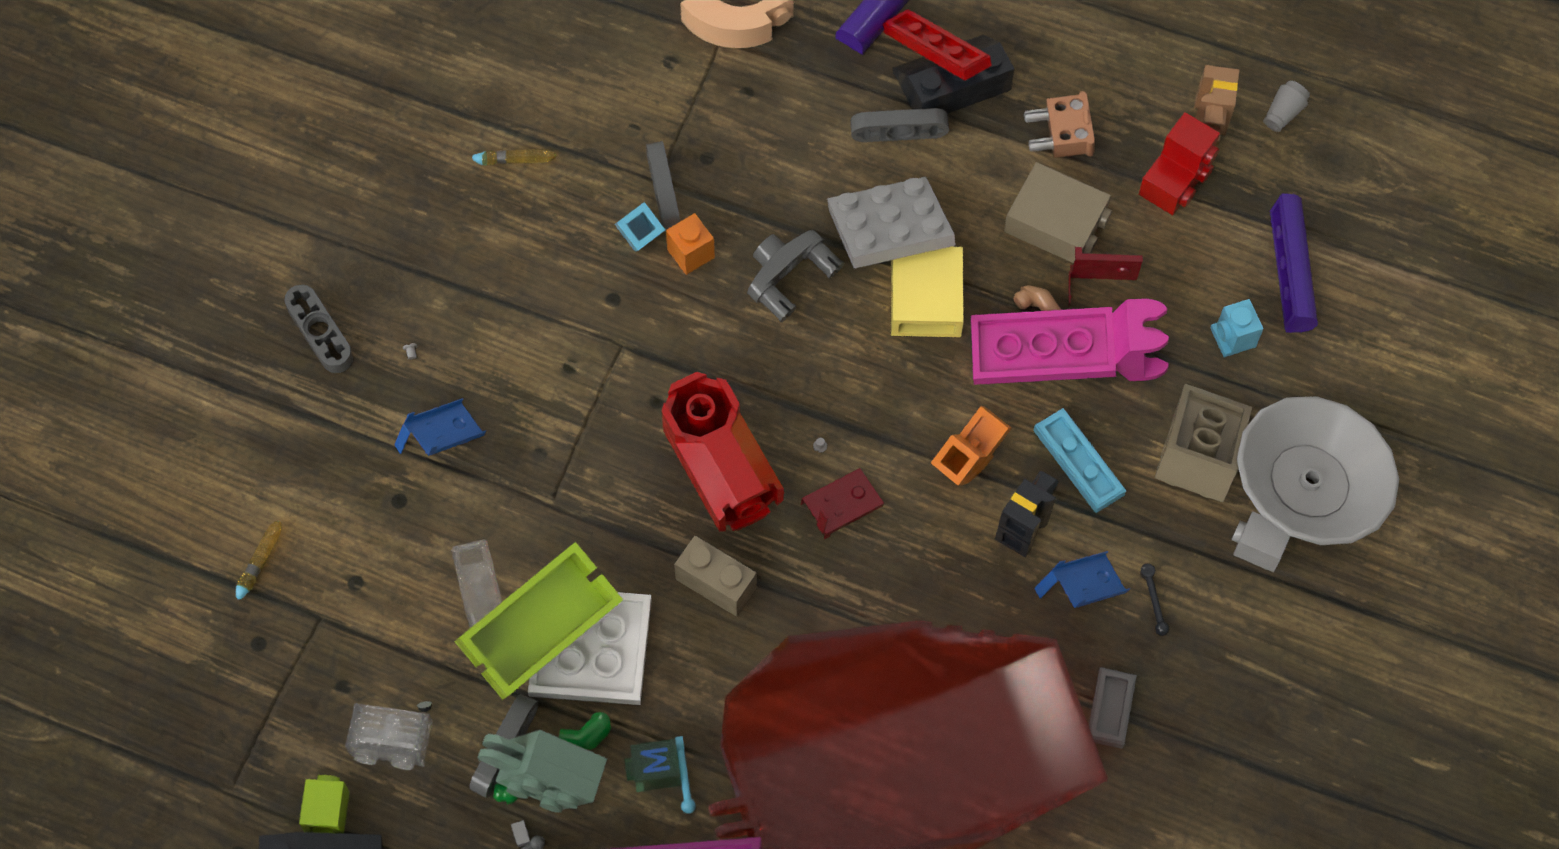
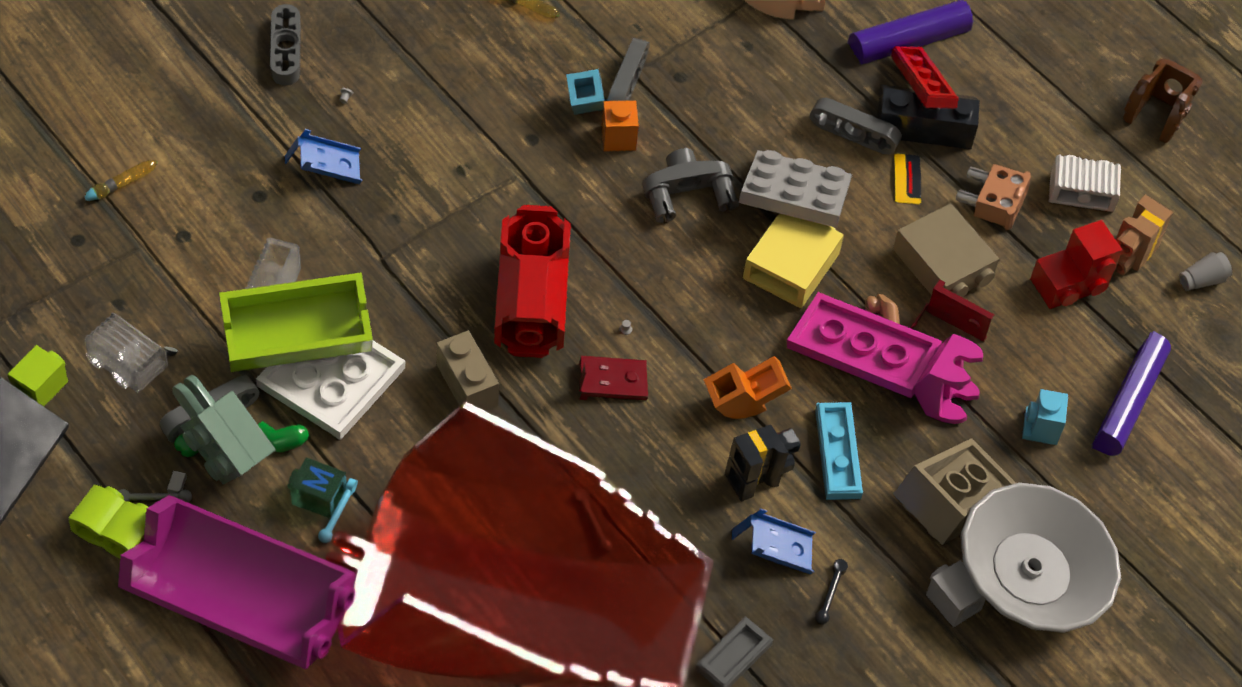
camera: 25 degrees right, 10 degrees down
(974, 151) = (907, 178): none -> sticker
(1133, 73) = (1085, 183): none -> white brick

